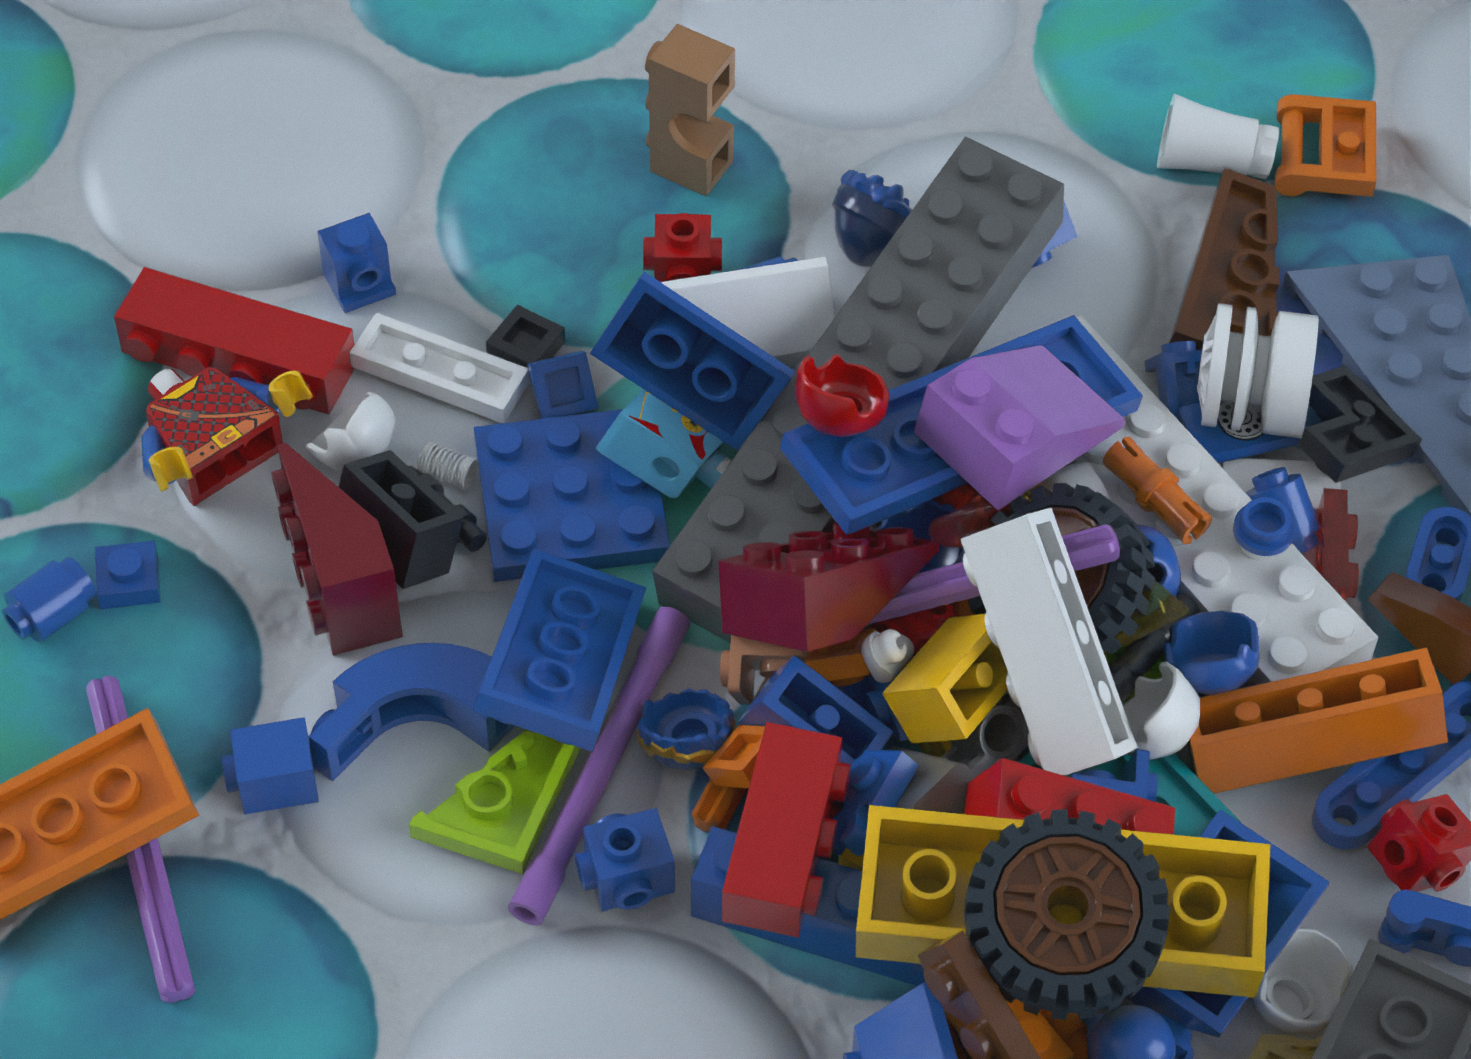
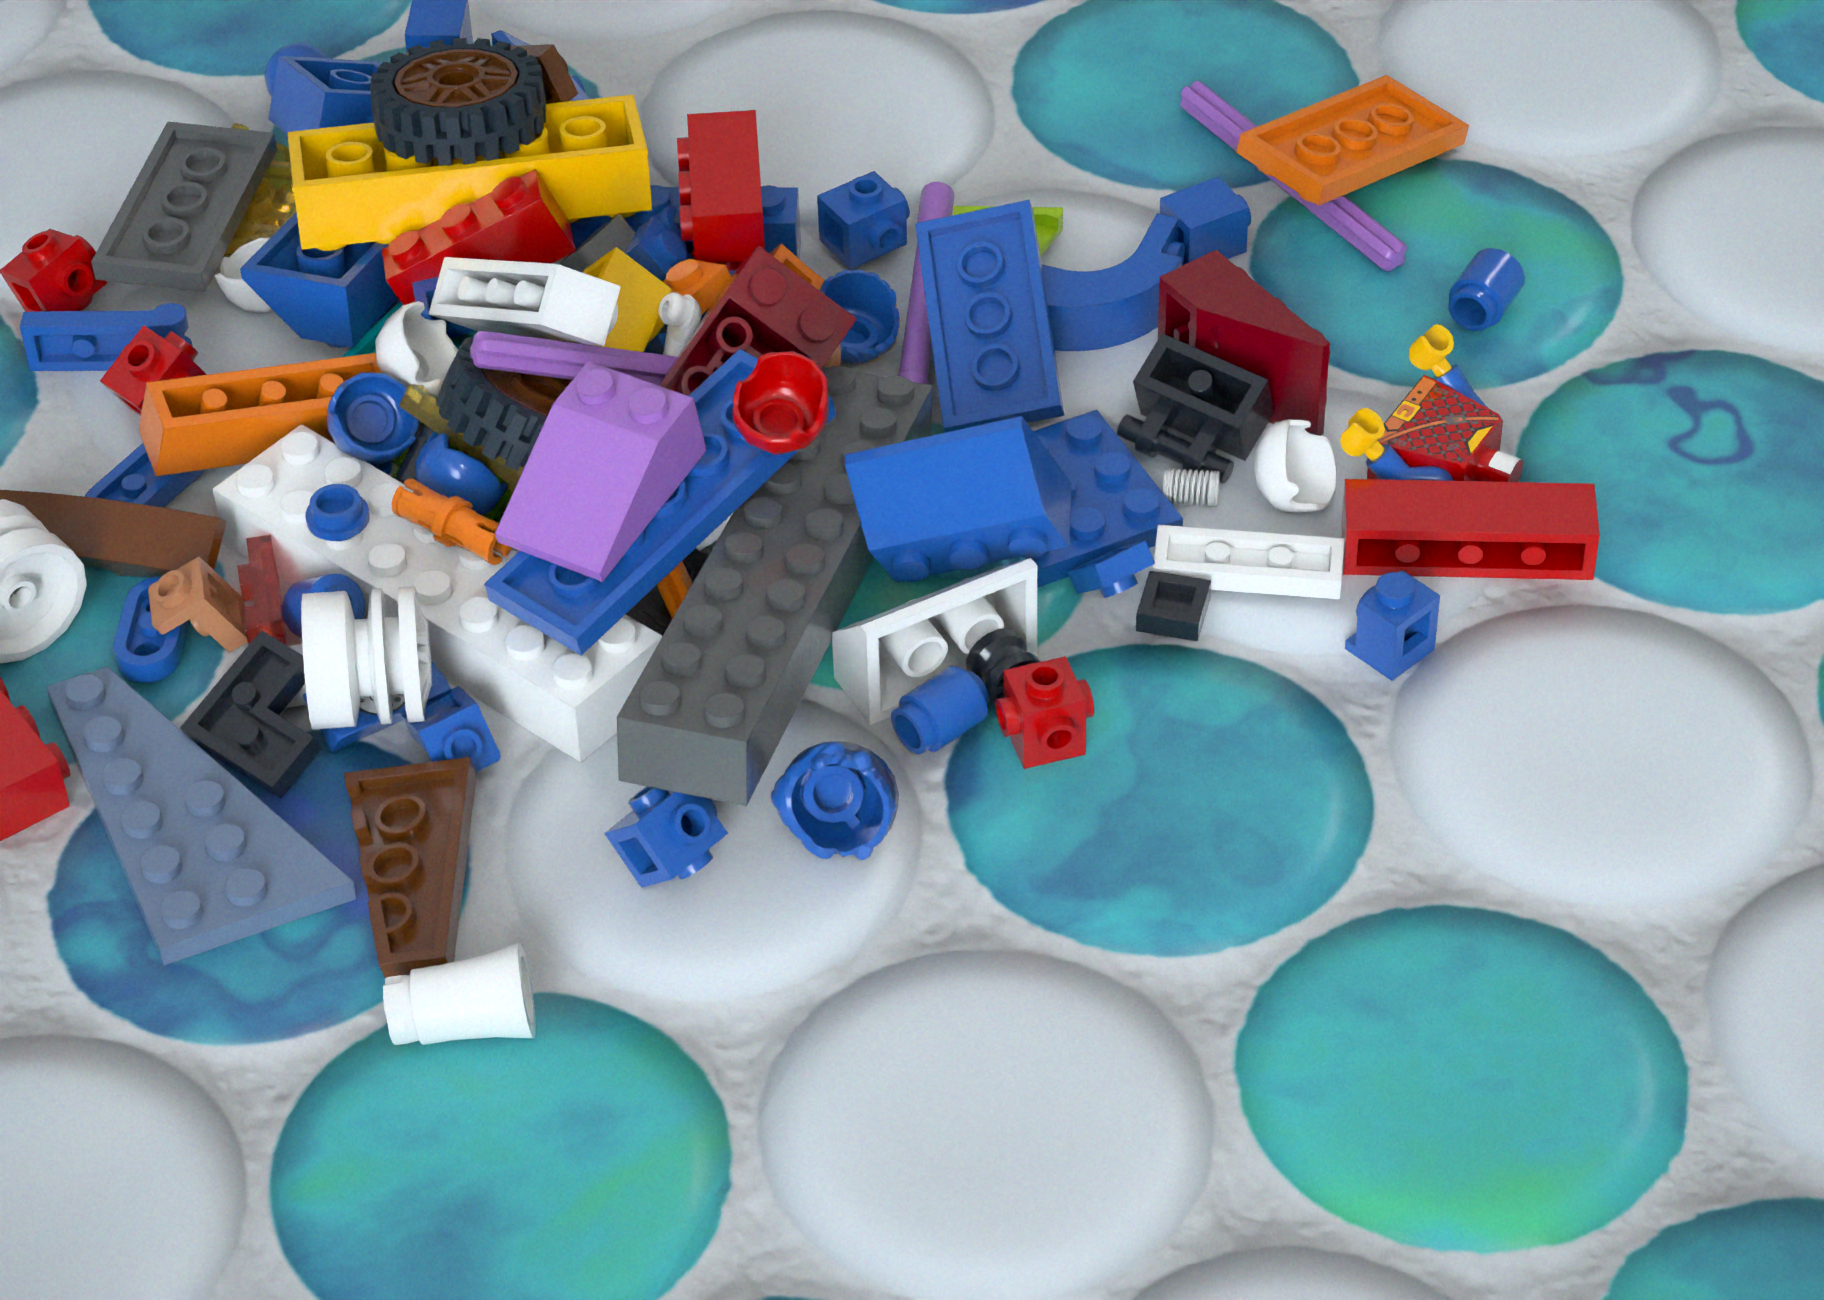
camera: 165 degrees right, 10 degrees down
(127, 574) = (1464, 343): blue plate -> none
(686, 86) = (1097, 771): medium nougat arch -> none
(858, 716) = (699, 279): none -> orange plate
(1344, 149) = (299, 1051): orange plate -> none
(1398, 545) = (203, 598): none -> nougat bracket

